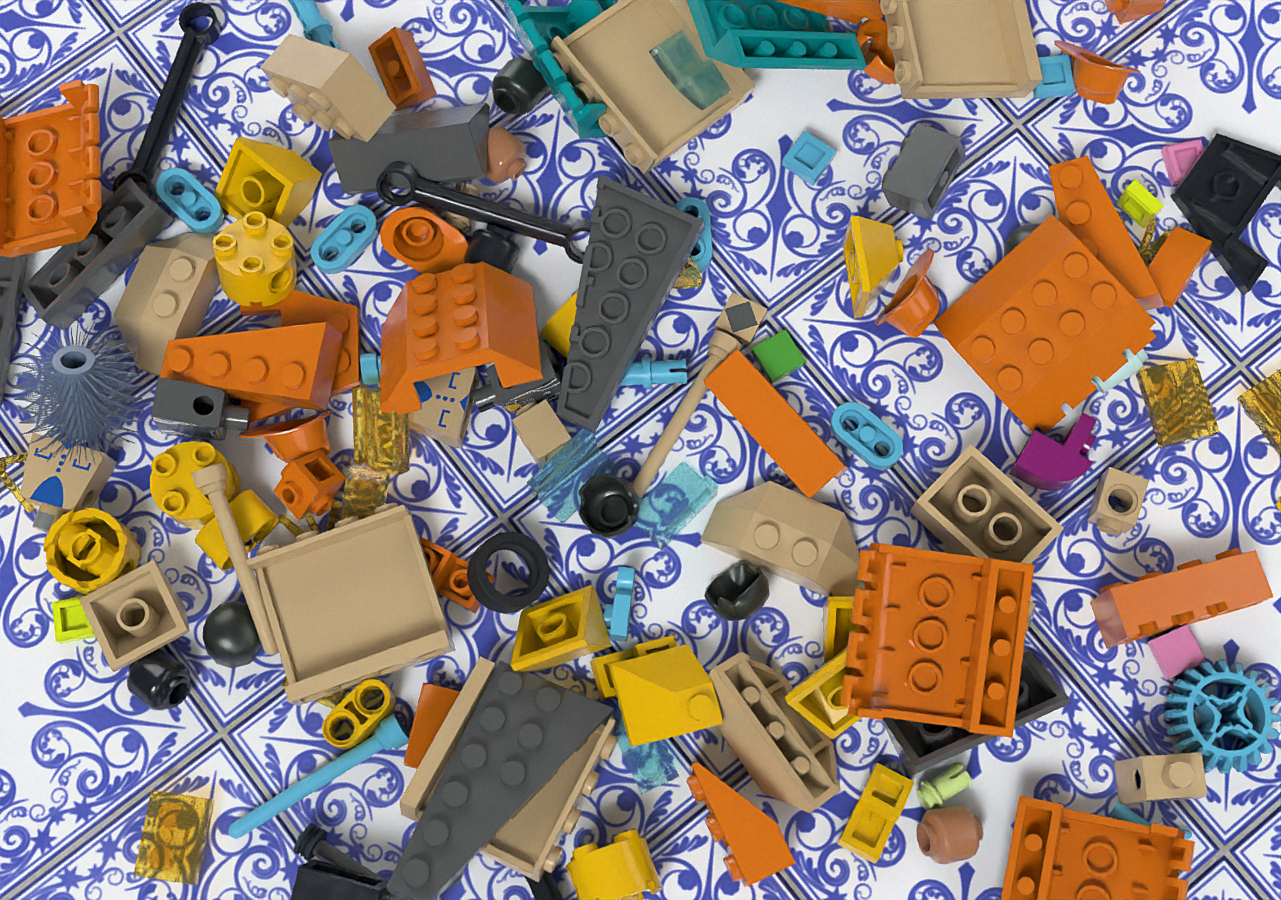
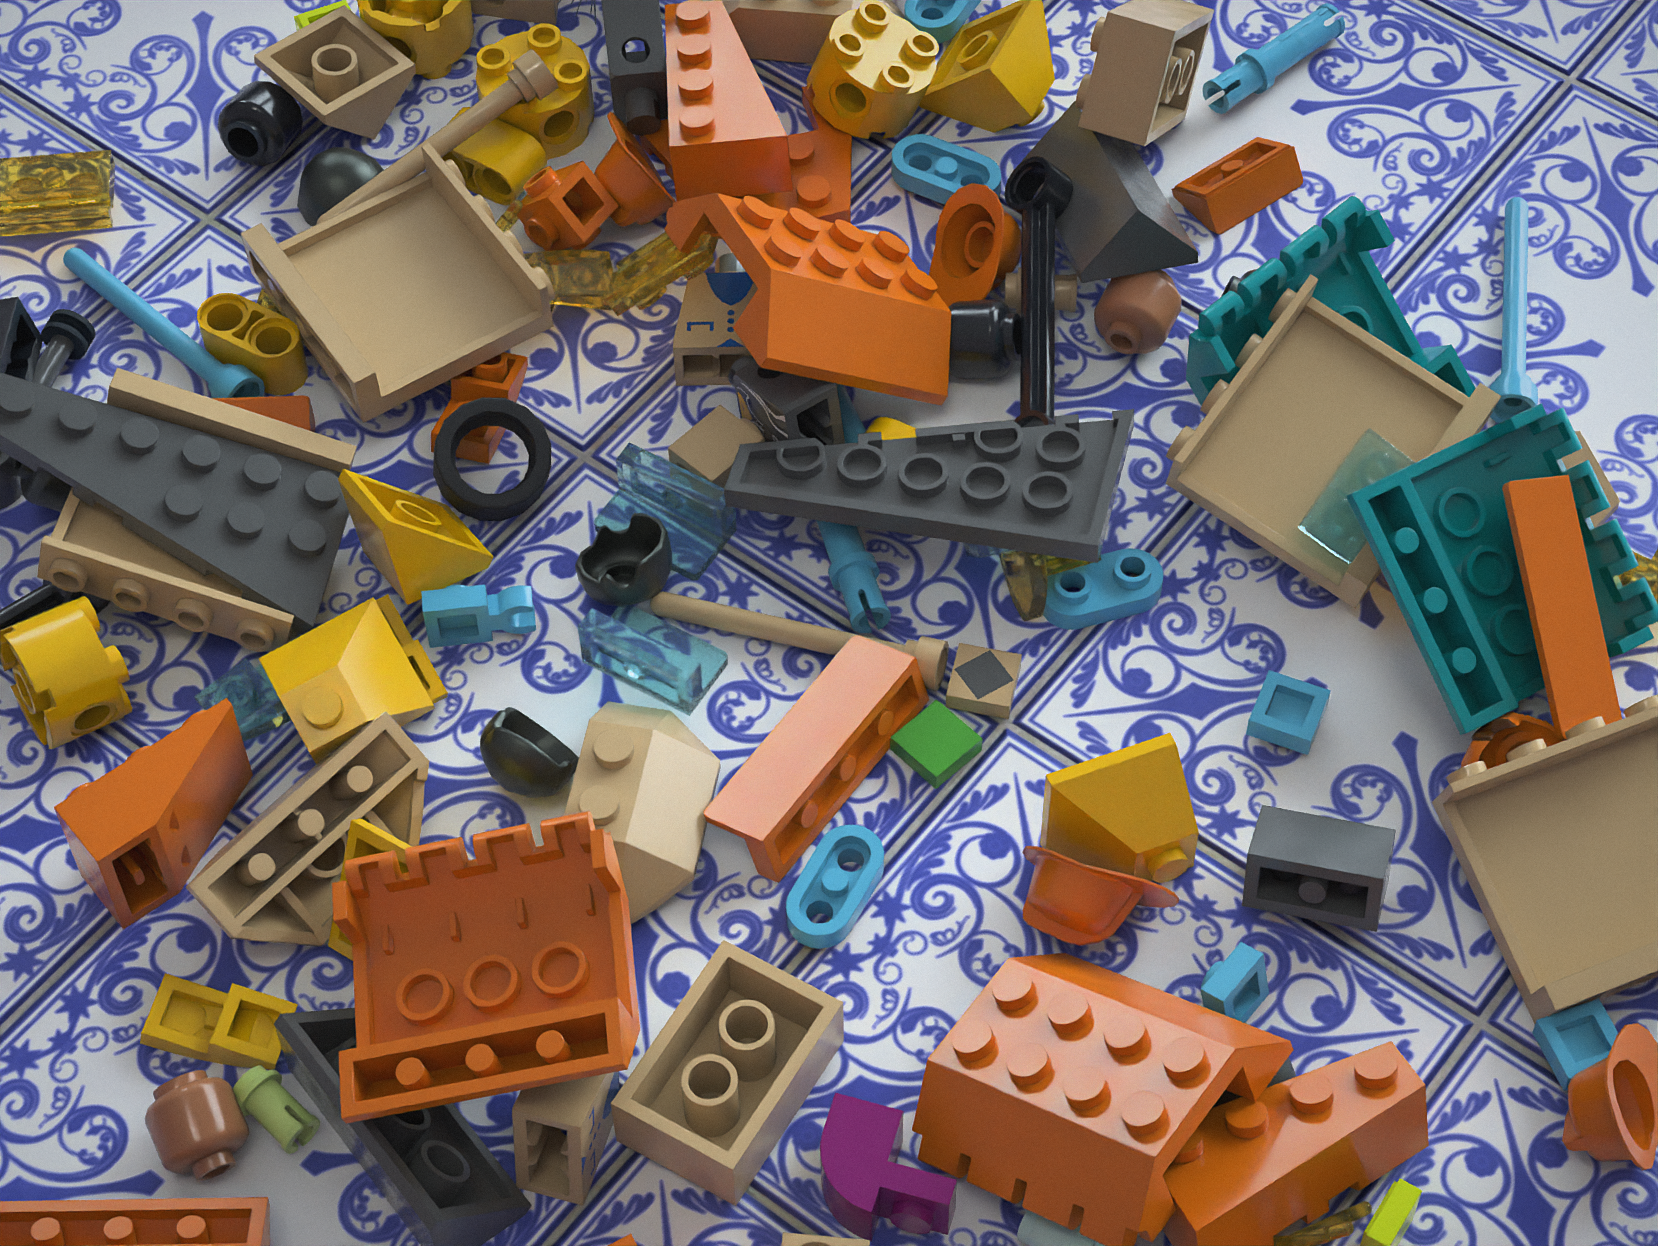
camera: 75 degrees right, 20 degrees down
(984, 239) = (1236, 984): none -> medium azure plate

